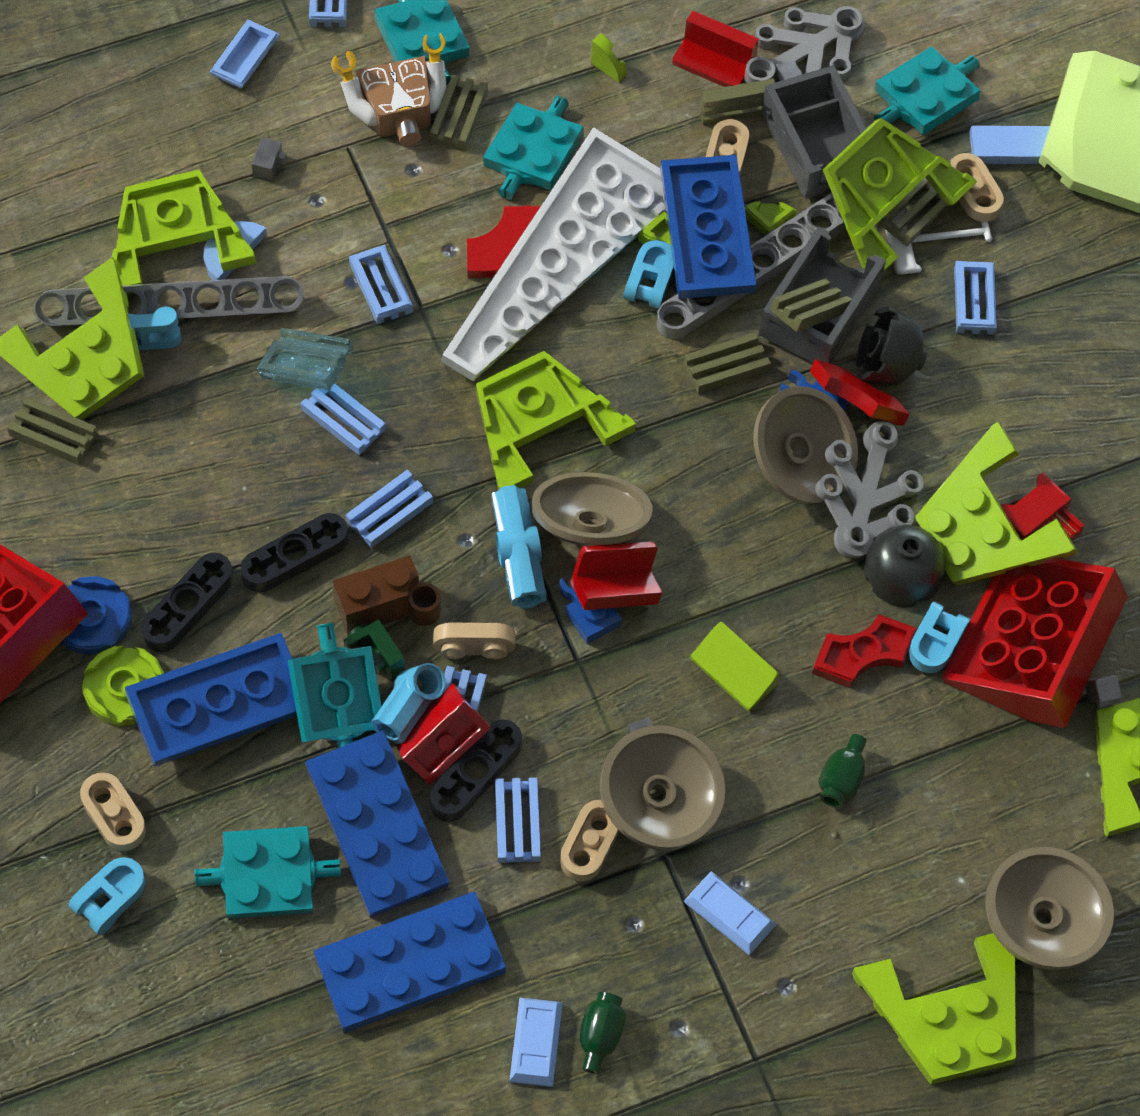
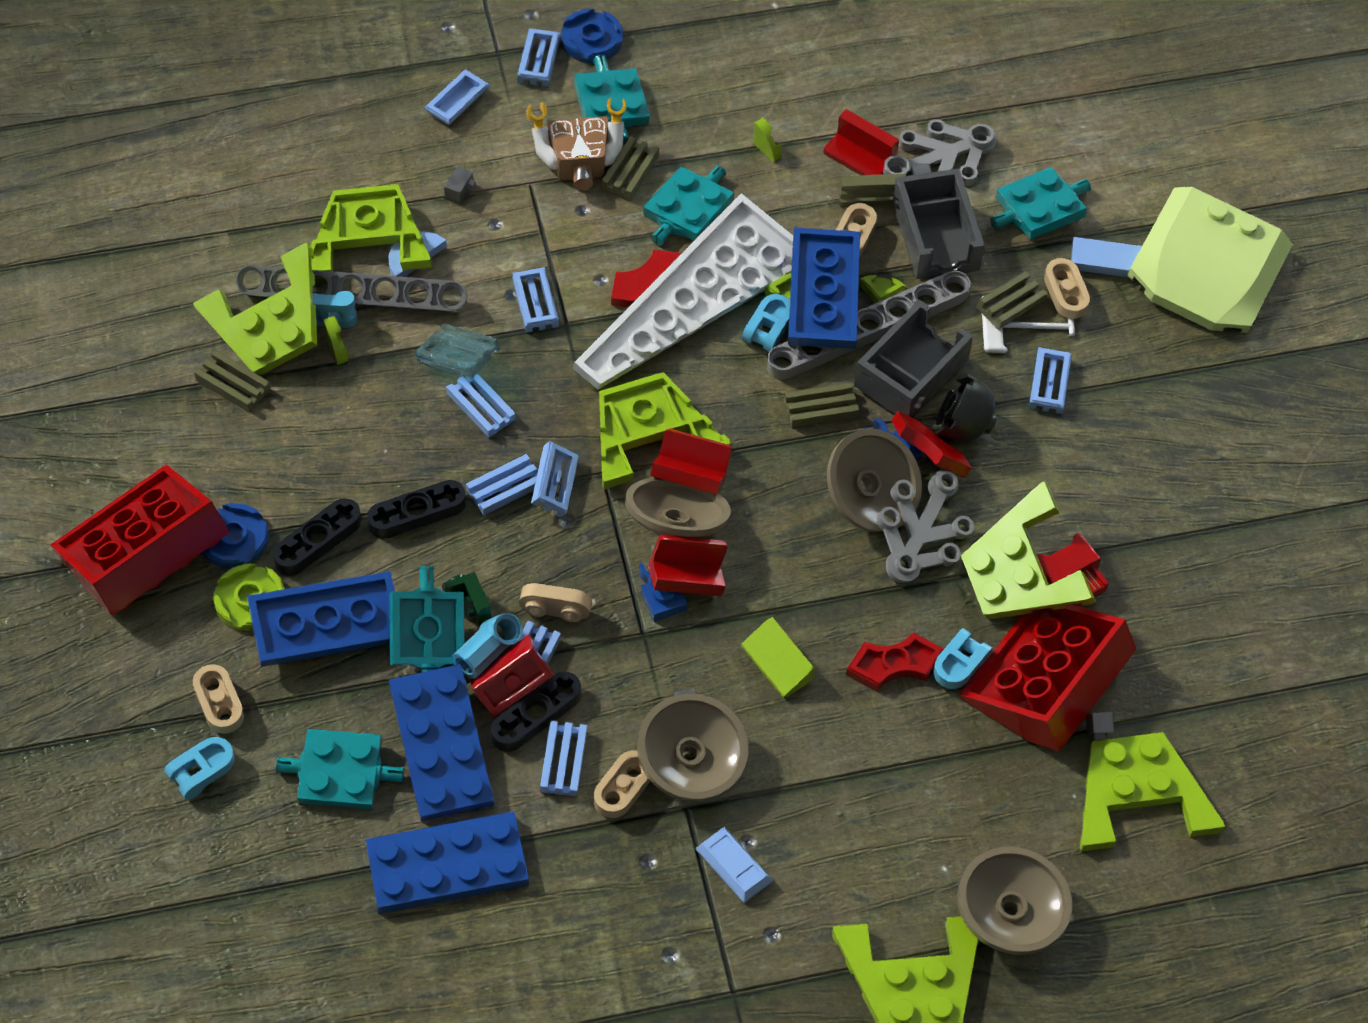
camera: 10 degrees right, 5 degrees down
(157, 358) = (333, 338): none -> lime tile
(385, 594) = (488, 553): reddish brown hinge -> none
(439, 492) = (547, 498): none -> light blue tile
(518, 547) = (609, 531): medium azure piece -> none
(536, 1042) = (543, 947): light blue tile -> none
(596, 451) = (692, 461): none -> red panel
(601, 1029) = (600, 944): dark green plant -> none
(805, 300) = (899, 363): olive tile -> none
(843, 773) = (855, 760): dark green plant -> none
(877, 175) = (980, 263): lime wing -> none
(905, 565) = (944, 595): pearl dark grey cylinder -> none

